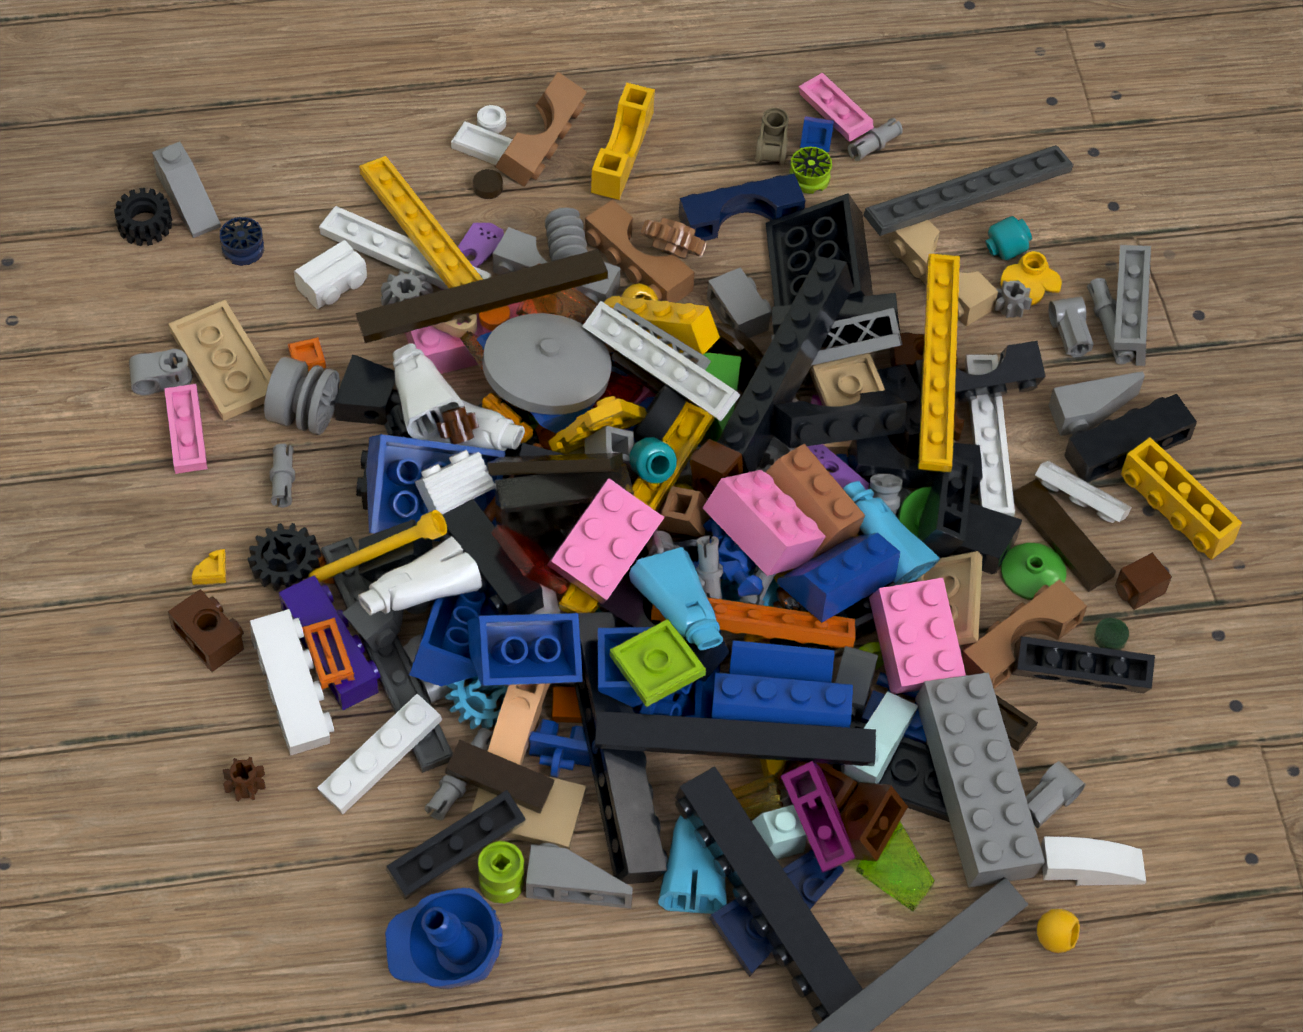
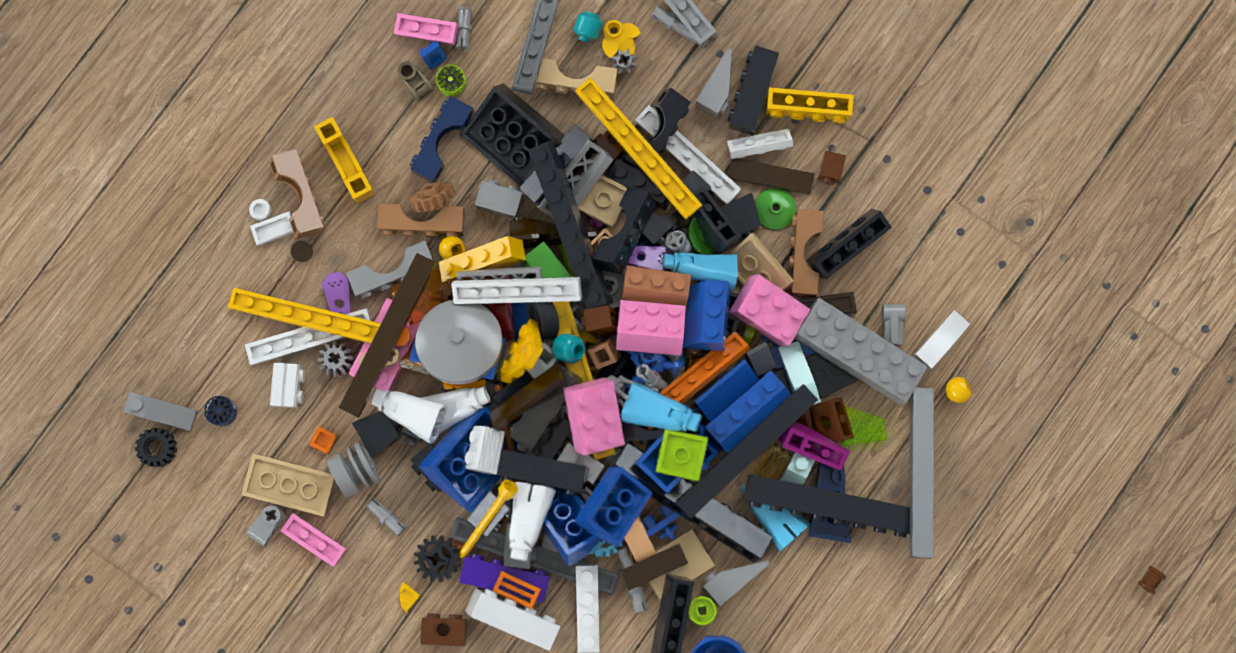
camera: 40 degrees left, 25 degrees up
(457, 425) = (453, 418): reddish brown gear -> none
(529, 559) = (562, 456): clear red tile -> none
(565, 233) = (380, 250): light grey piece -> none
(1070, 319) = (661, 46): light grey piece -> none
(1111, 634) = (841, 209): clear green tile -> none

